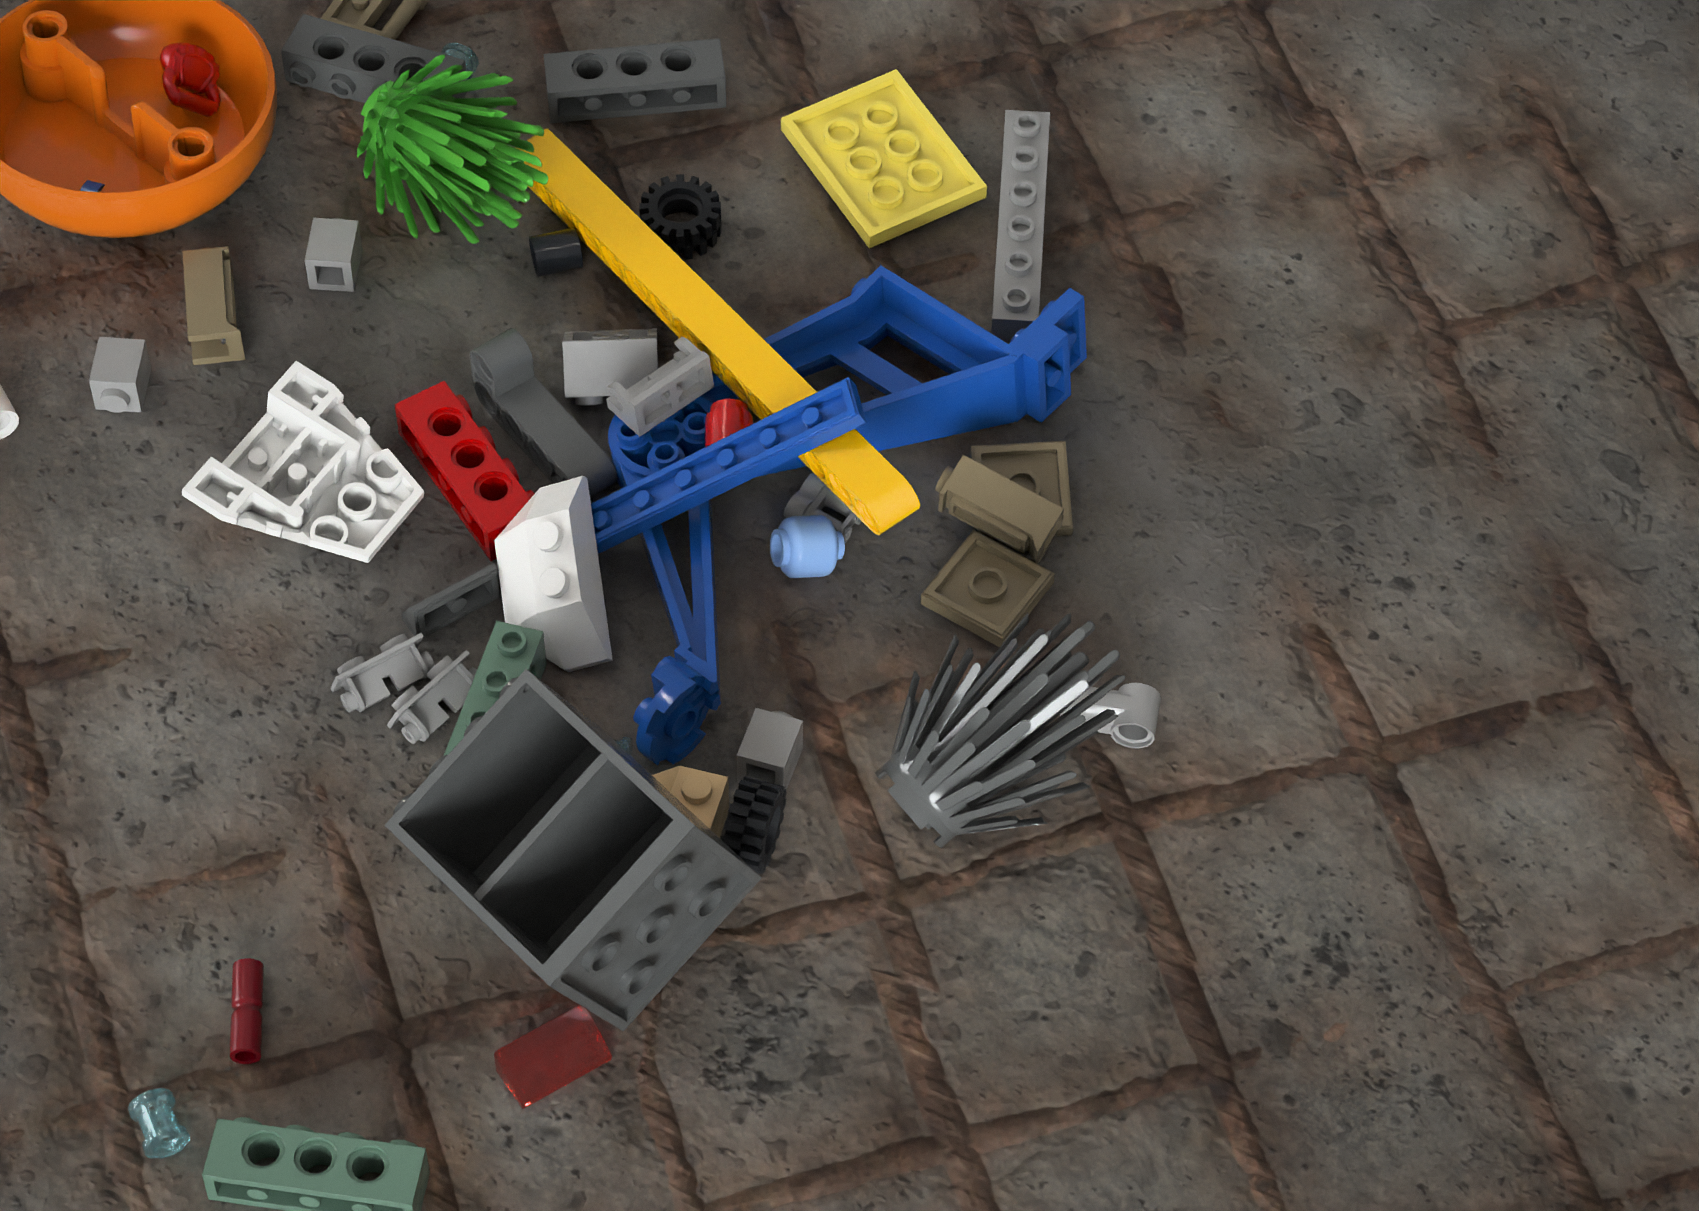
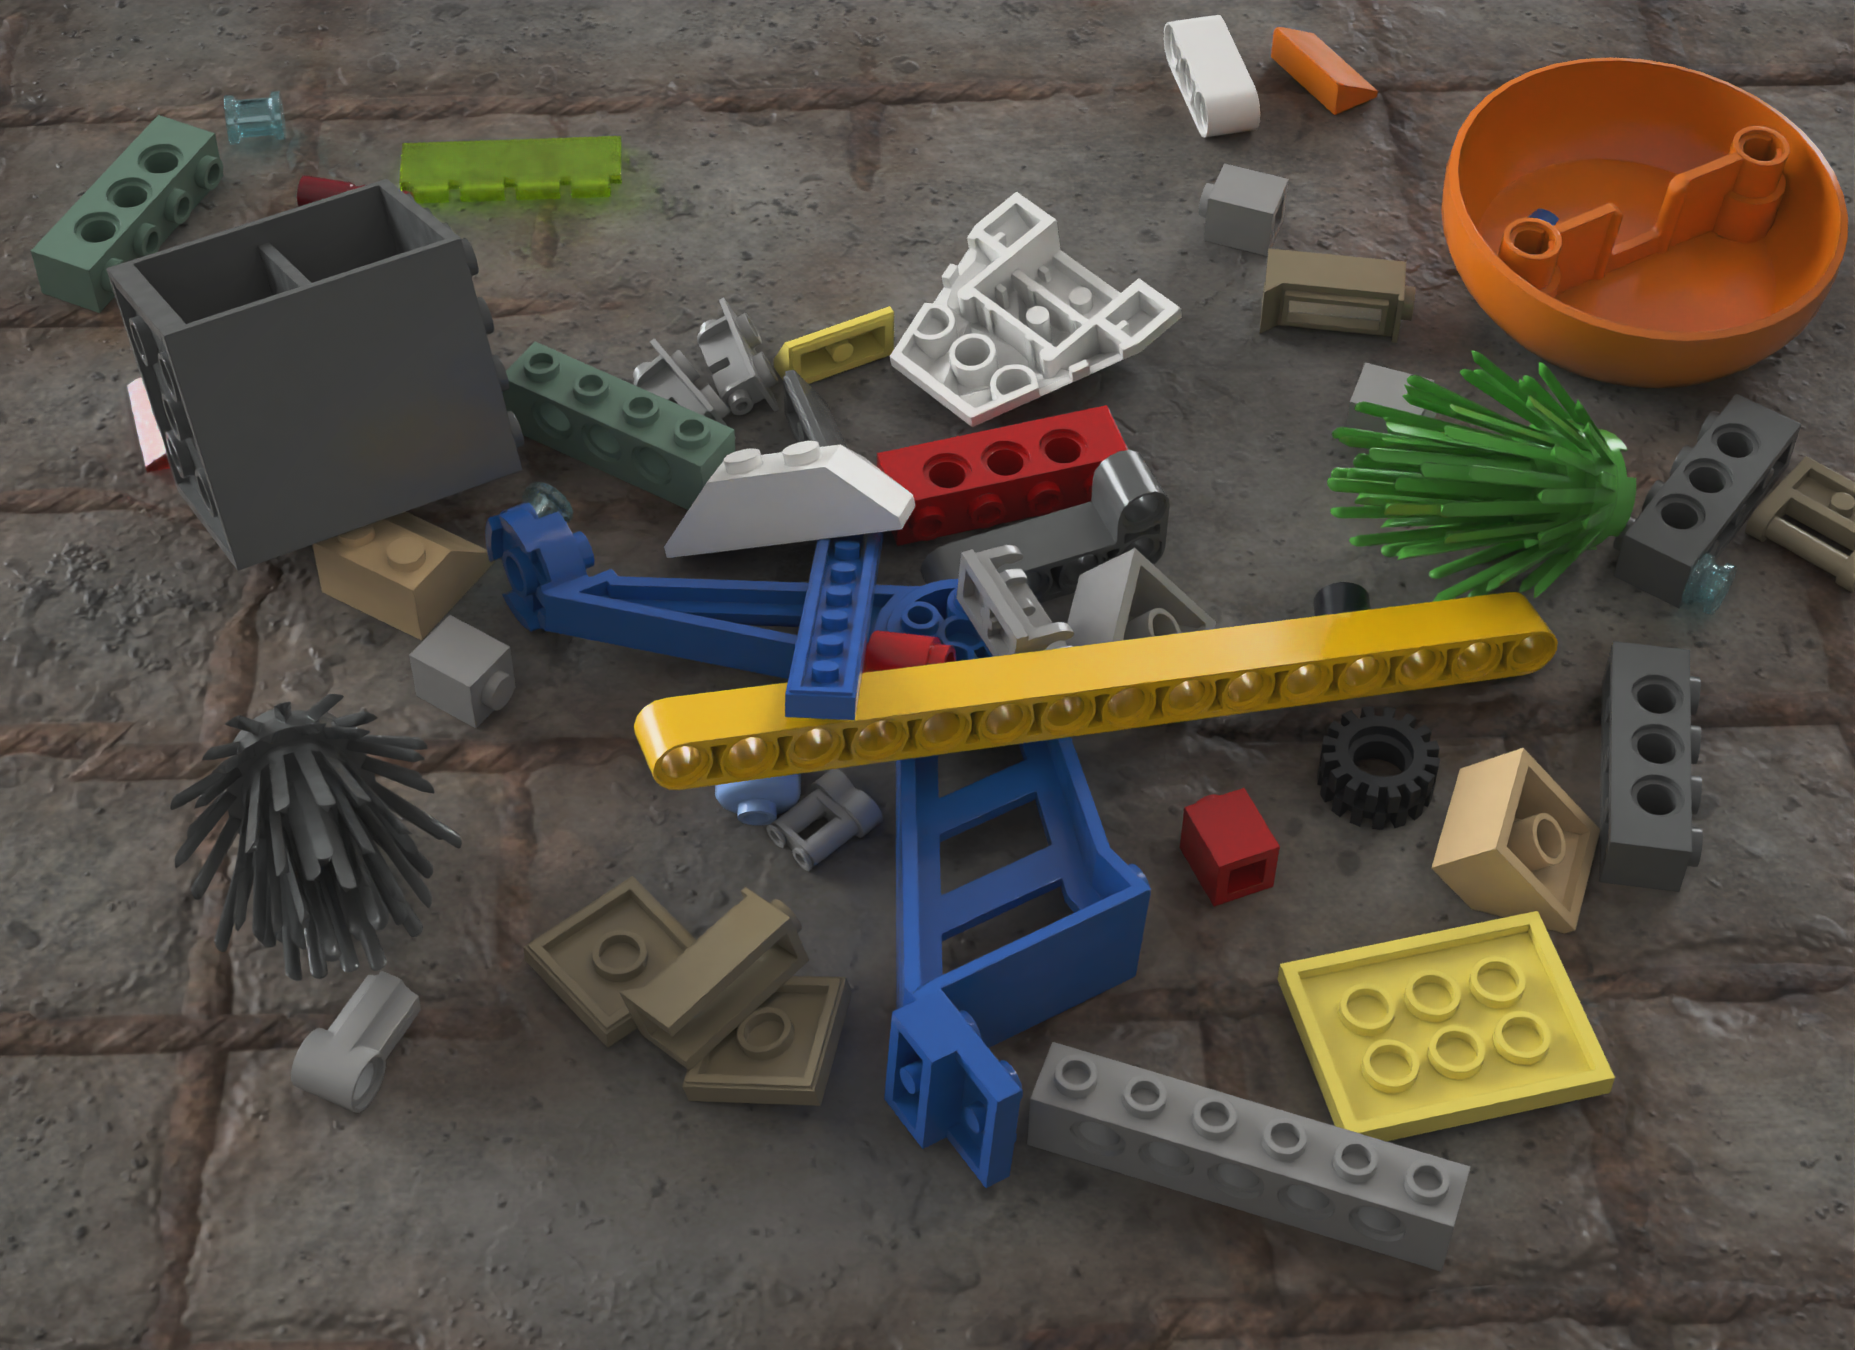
camera: 105 degrees right, 5 degrees down
(171, 912) = (530, 165): none -> clear neon green windscreen
(192, 70) = (1711, 299): red piece -> none
(346, 611) = (839, 347): none -> light yellow slope
(726, 140) = (1516, 842): none -> tan slope
(755, 821) = (348, 614): black tyre -> none
(779, 280) = (1229, 846): none -> red brick

